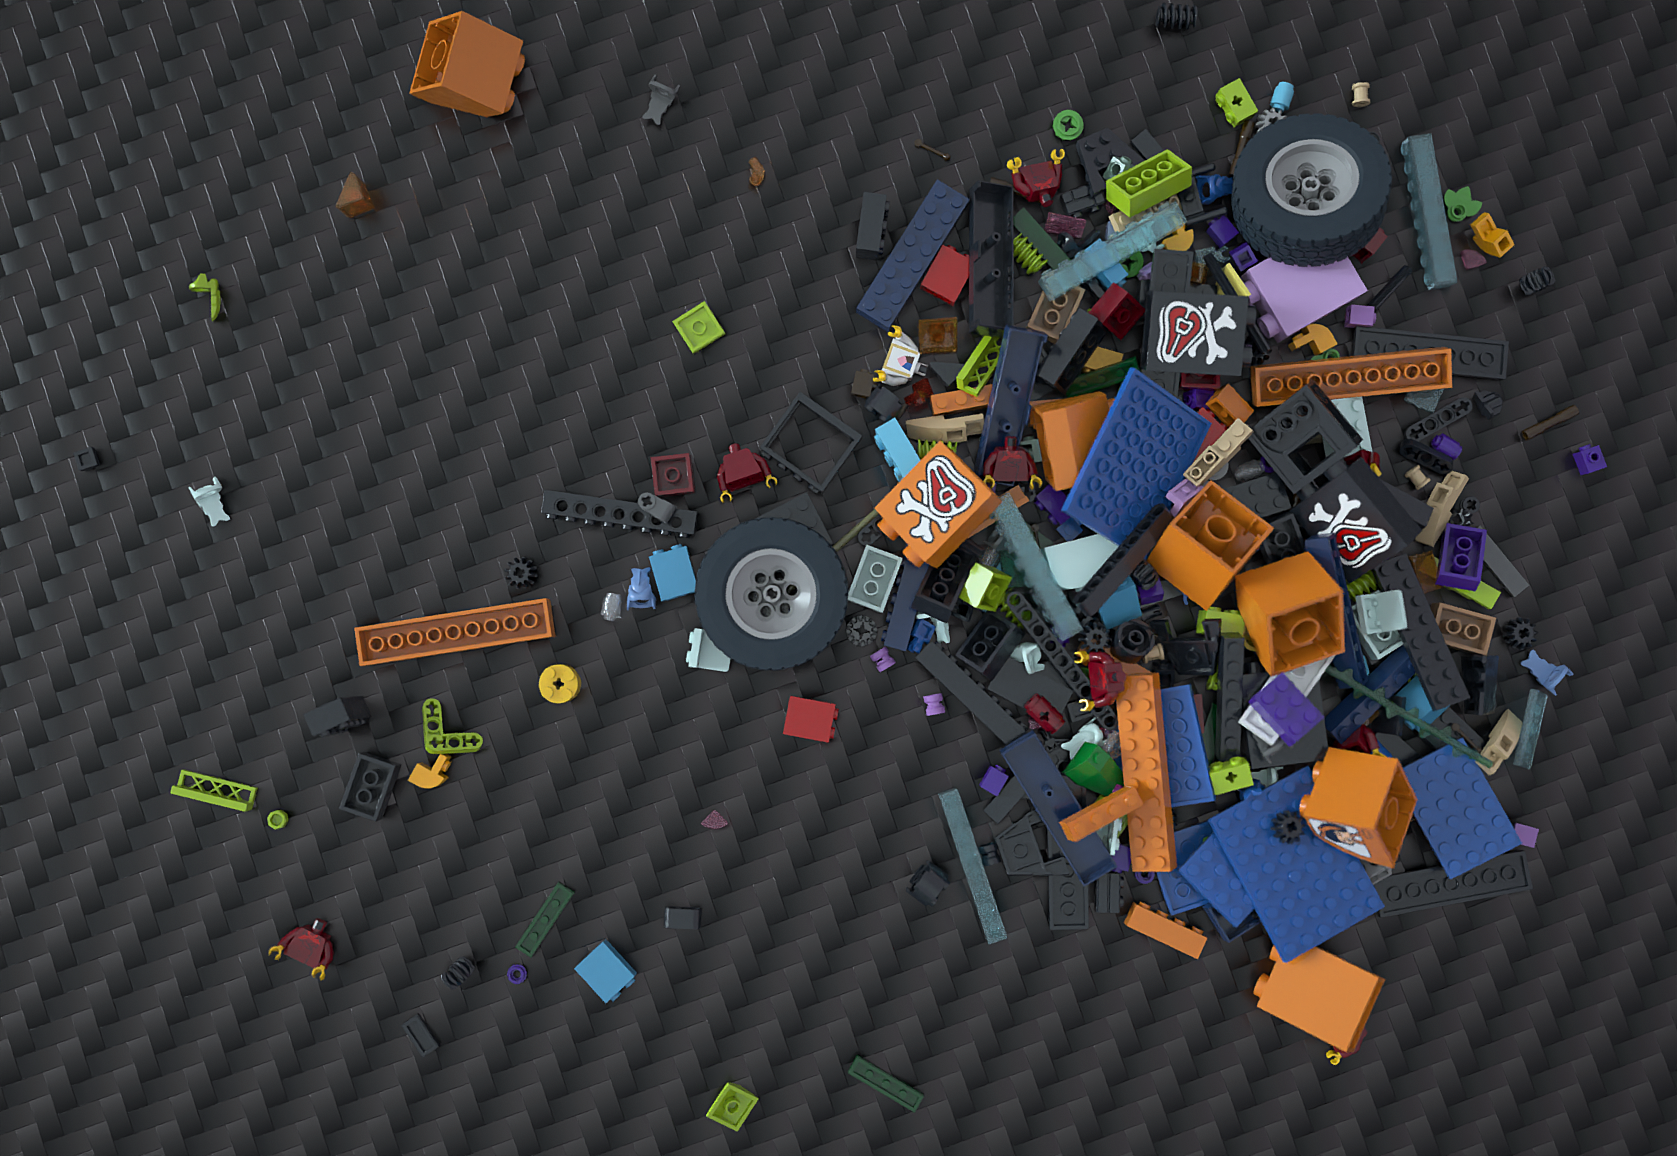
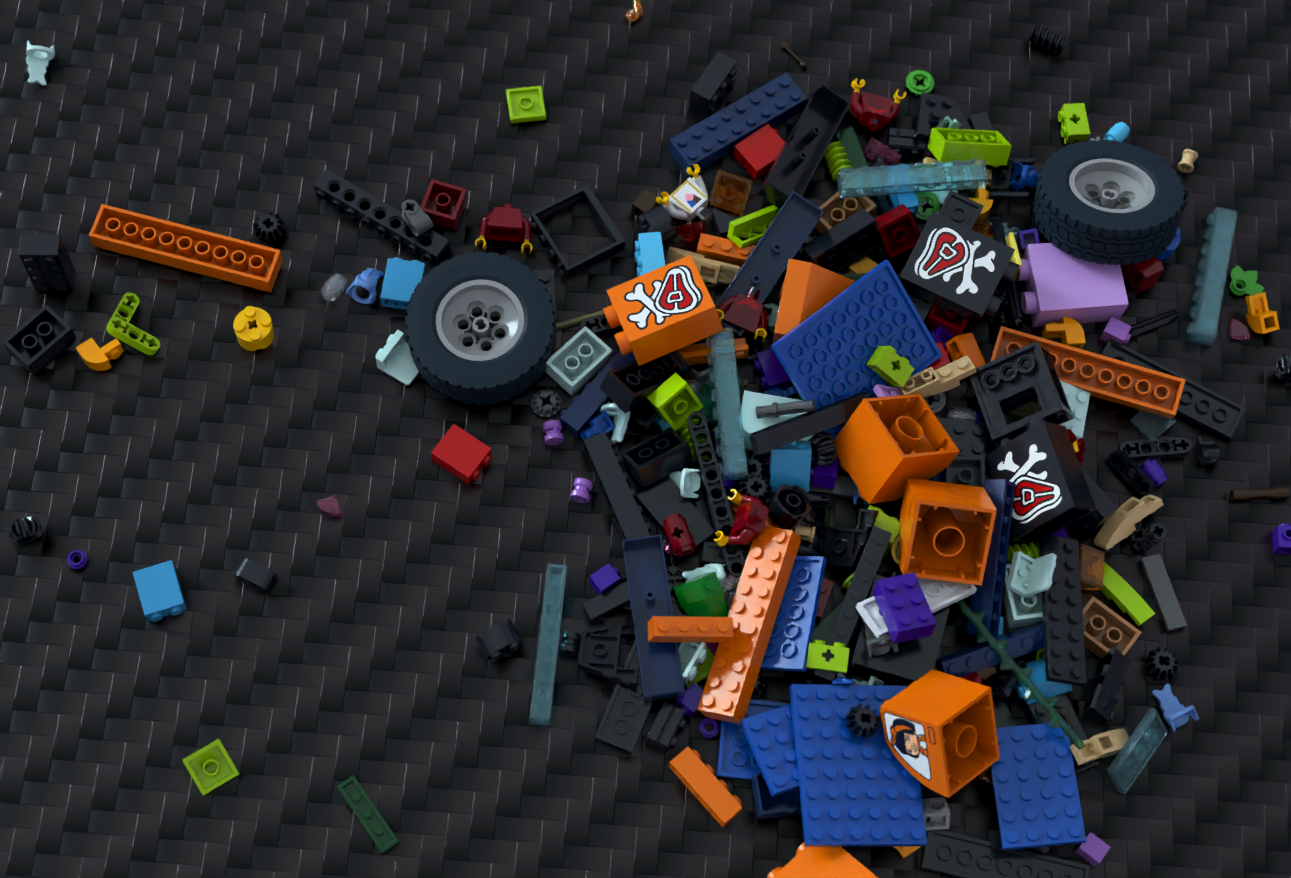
camera: 15 degrees right, 20 degrees down
(544, 919) = (129, 524): dark green tile -> none
(1098, 553) = (785, 408): none -> dark grey pin
(1173, 466) = (890, 366): none -> lime brick
(1221, 231) = (1019, 215): dark purple brick -> none
(1417, 477) = (1116, 487): tan bush -> none
(1461, 557) = (1128, 564): dark purple brick -> none

